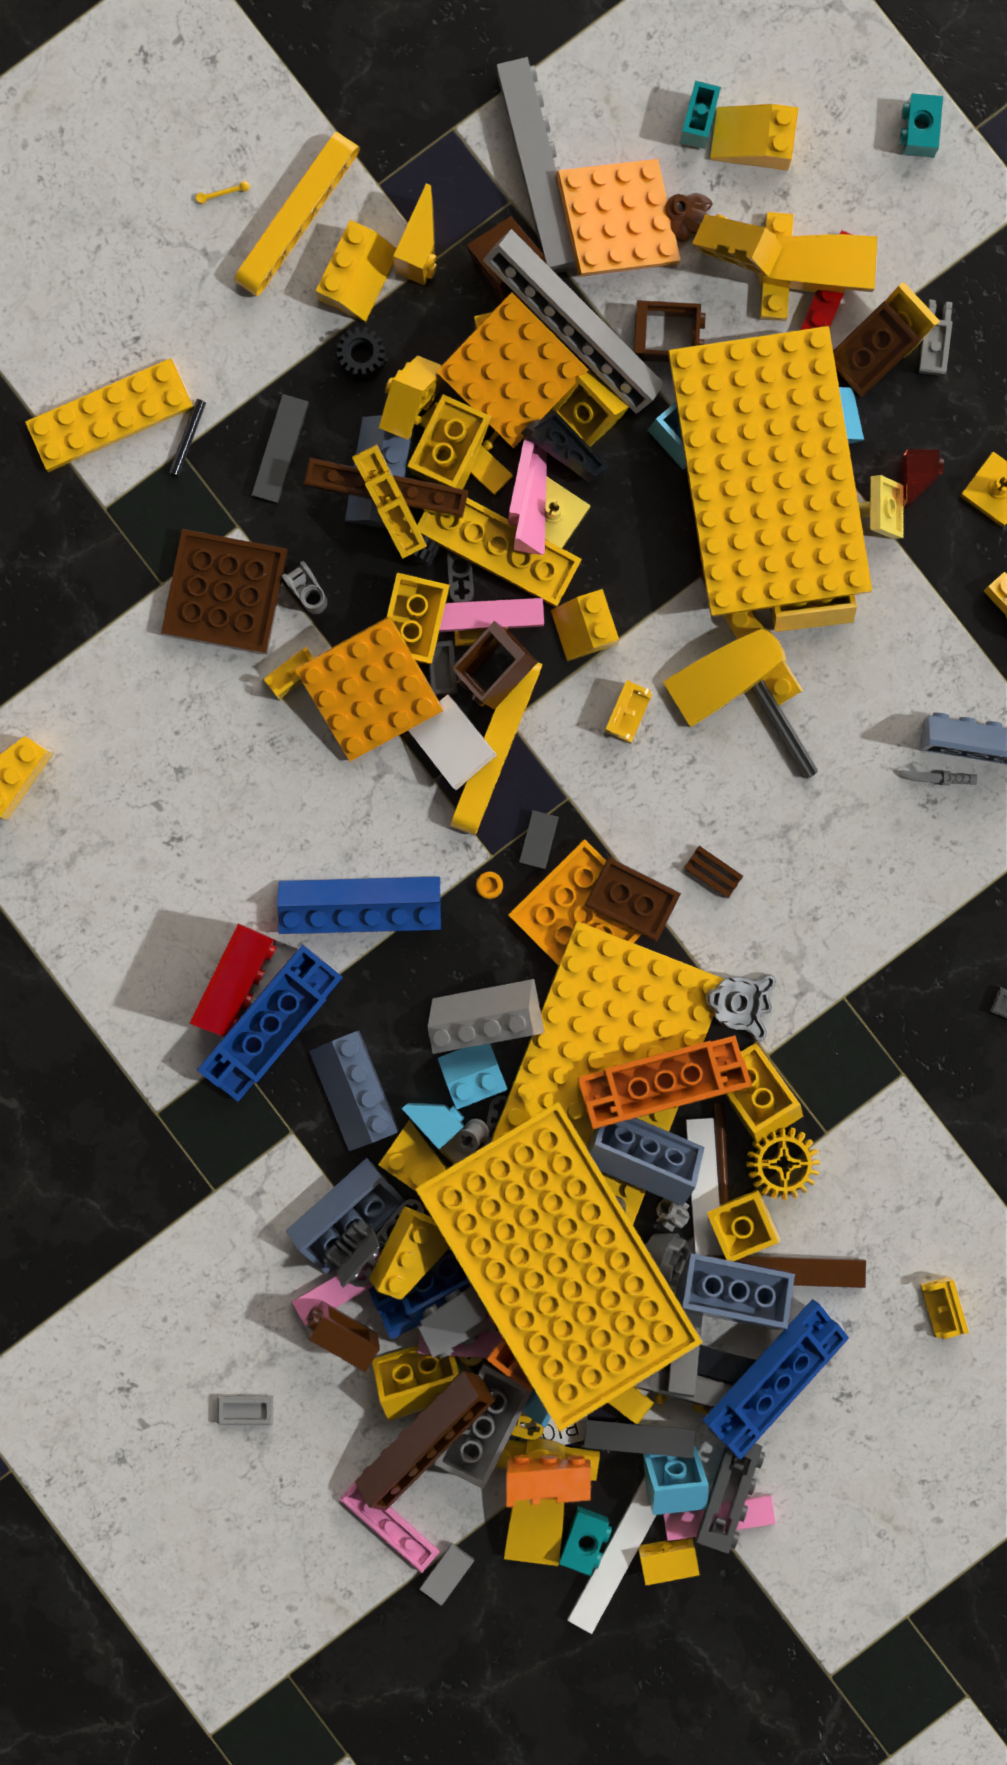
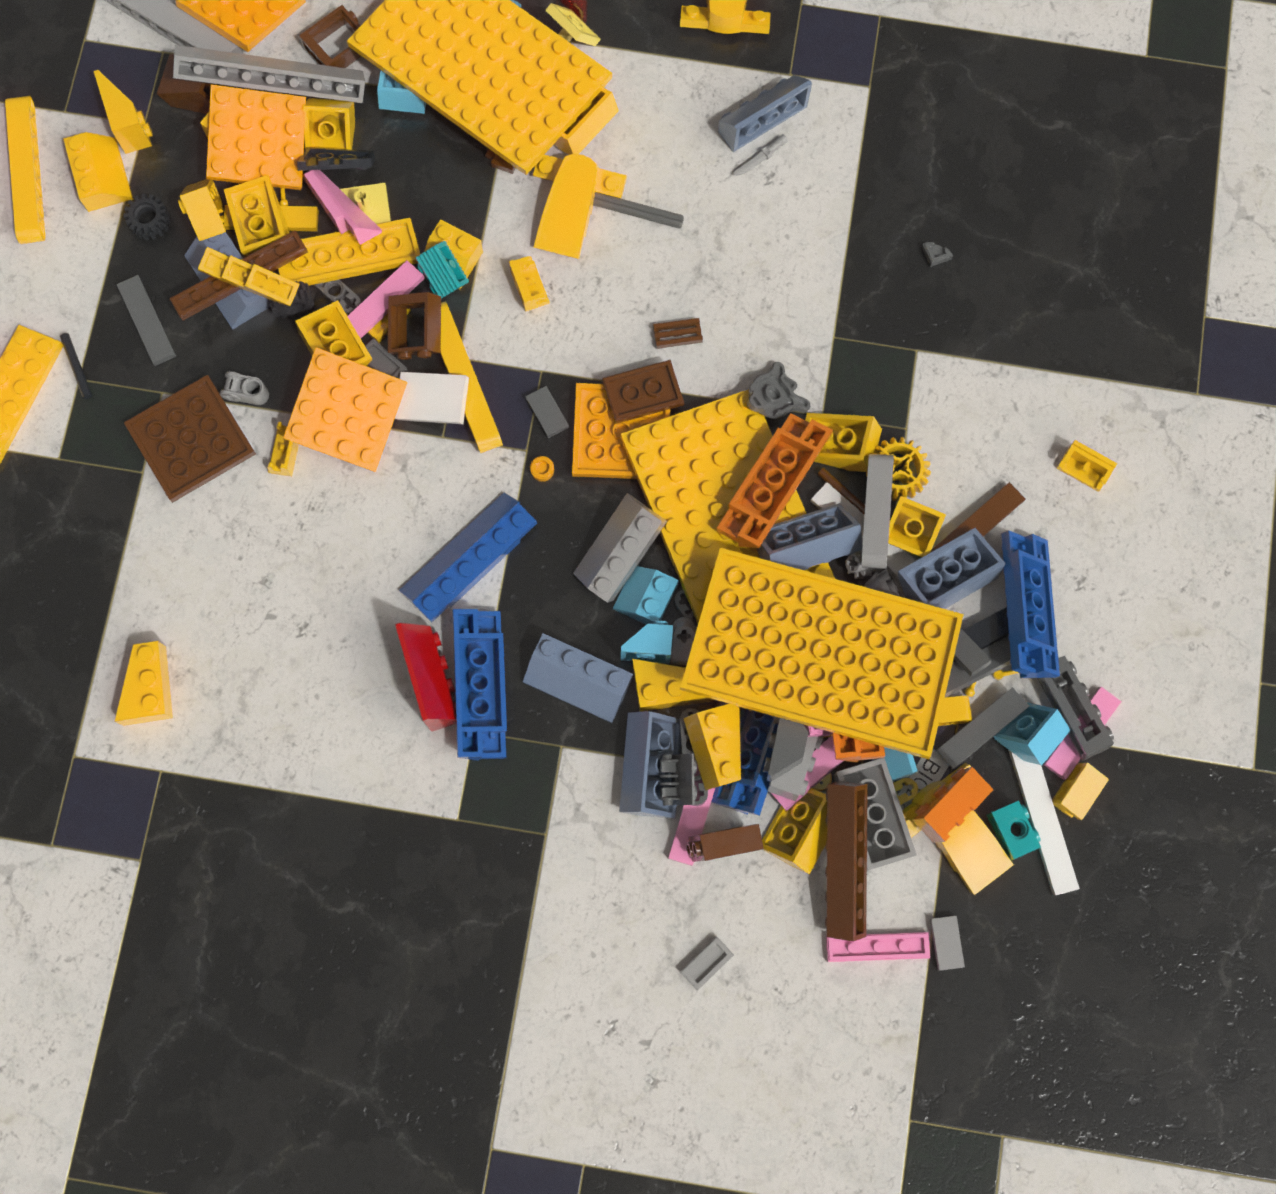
camera: 50 degrees left, 10 degrees down
(562, 636) = (441, 269): none -> teal brick
(724, 1187) = (877, 511): none -> light grey beam

